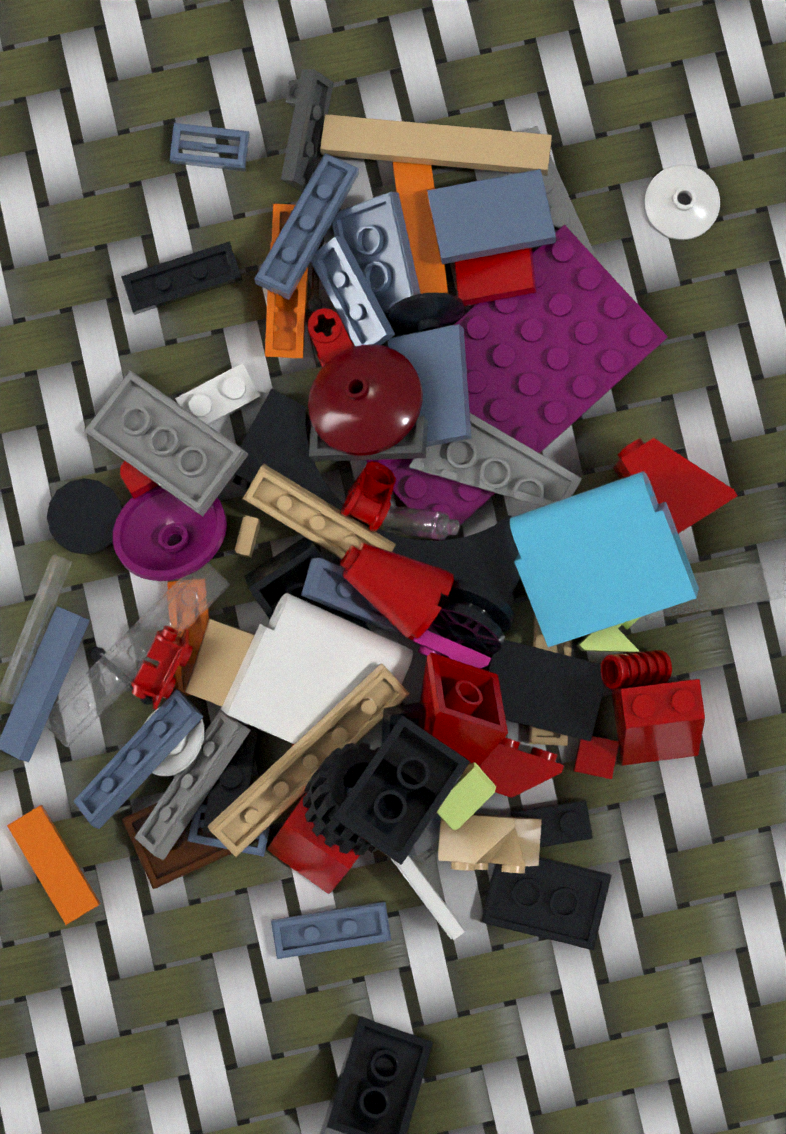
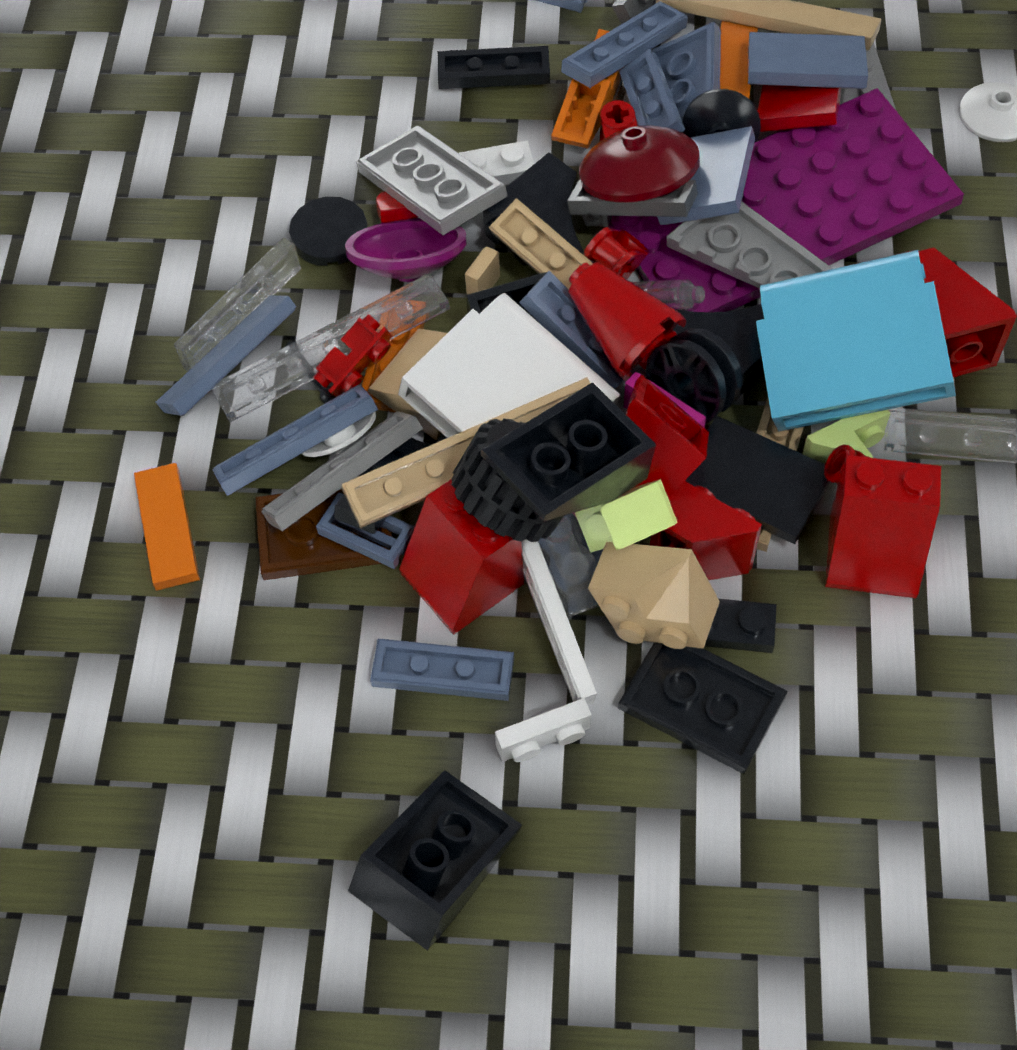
camera: 20 degrees right, 25 degrees down
(417, 976) = (526, 738): none -> white plate
(596, 757) = (798, 566): red tile -> none

